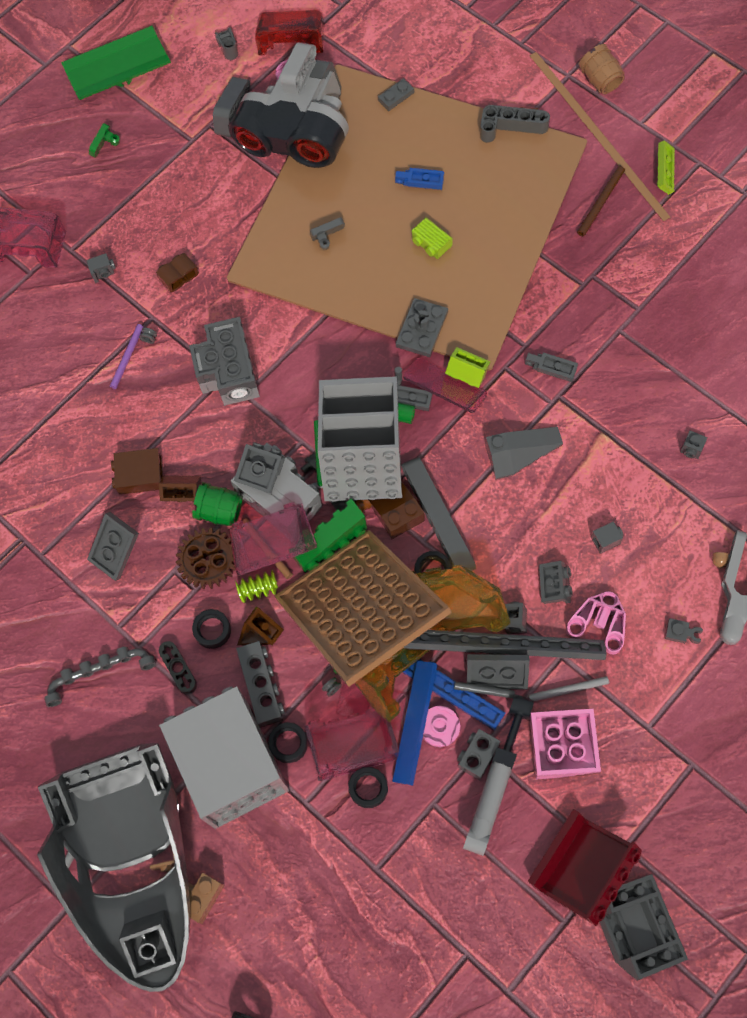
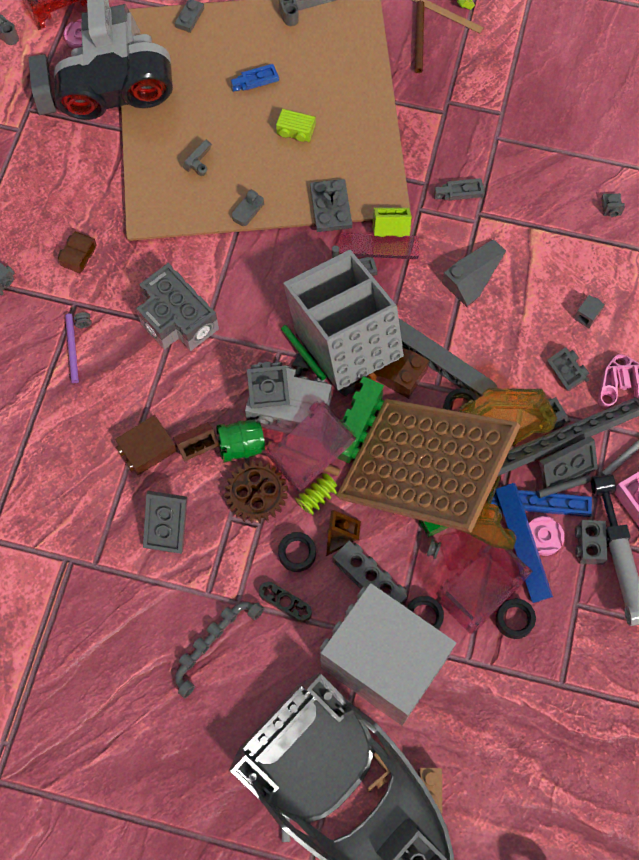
camera: 35 degrees left, 0 degrees up
(345, 297) = (248, 208): none -> dark grey piece

